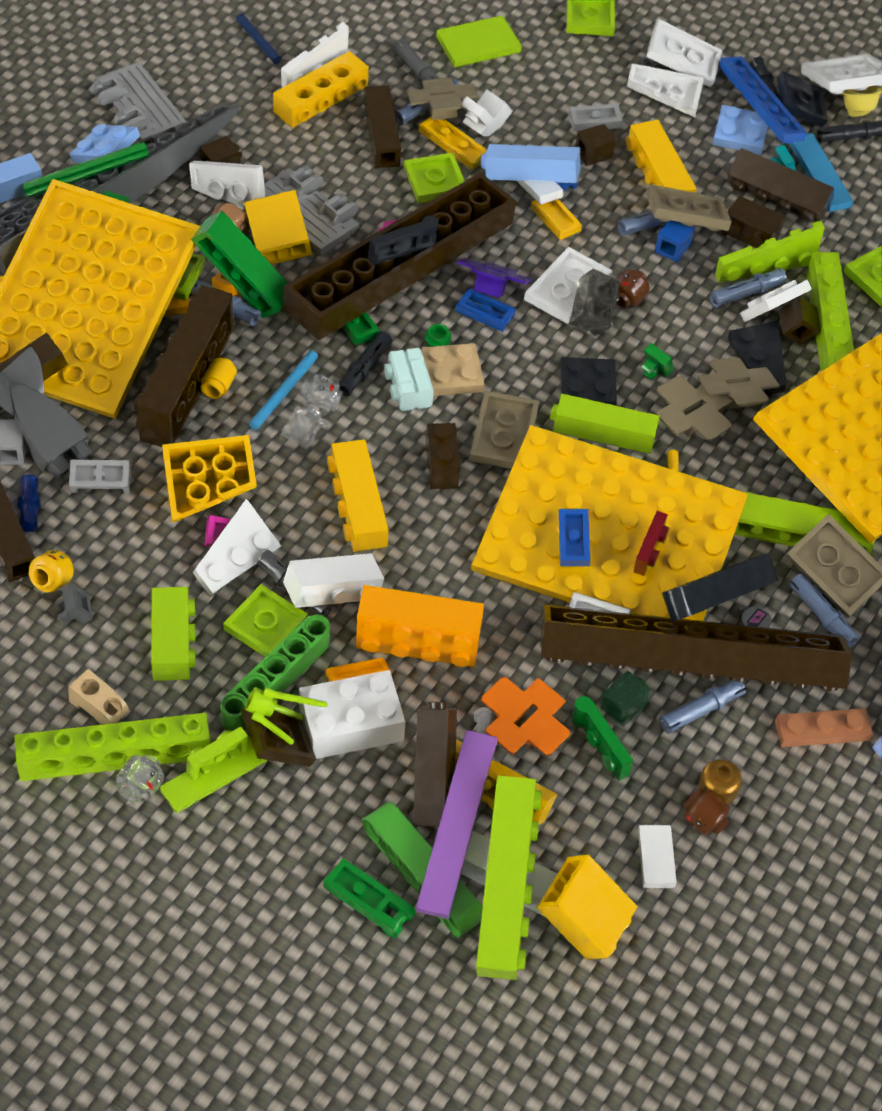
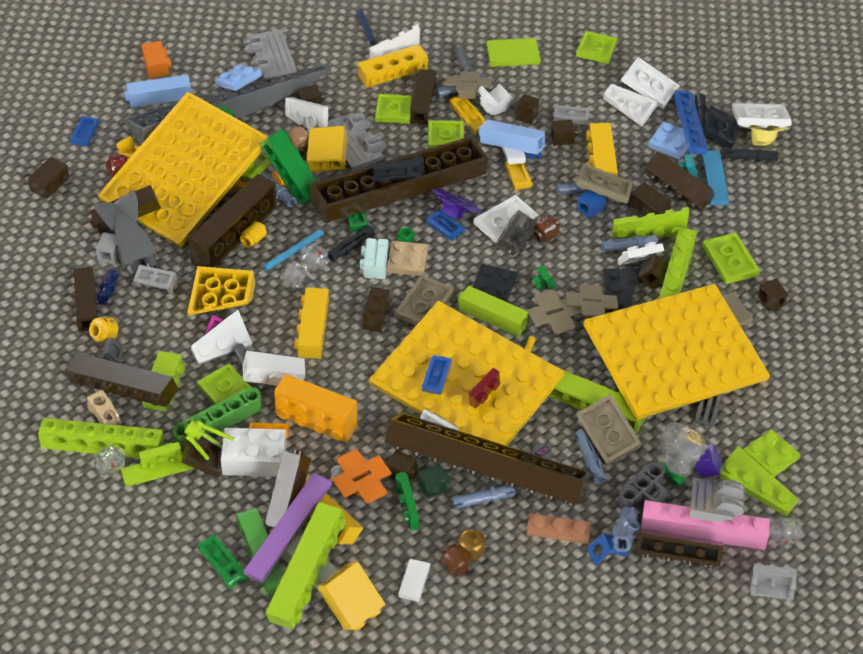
camera: 20 degrees right, 5 degrees down
(87, 168) = (223, 89): green axle -> none
(113, 647) = (121, 379): none -> brick
(346, 152) = (393, 108): none -> lime plate
(534, 119) = (527, 109): none -> dark brown brick
(574, 683) = (404, 463): none -> dark brown brick
(720, 587) = (521, 425): black beam -> none

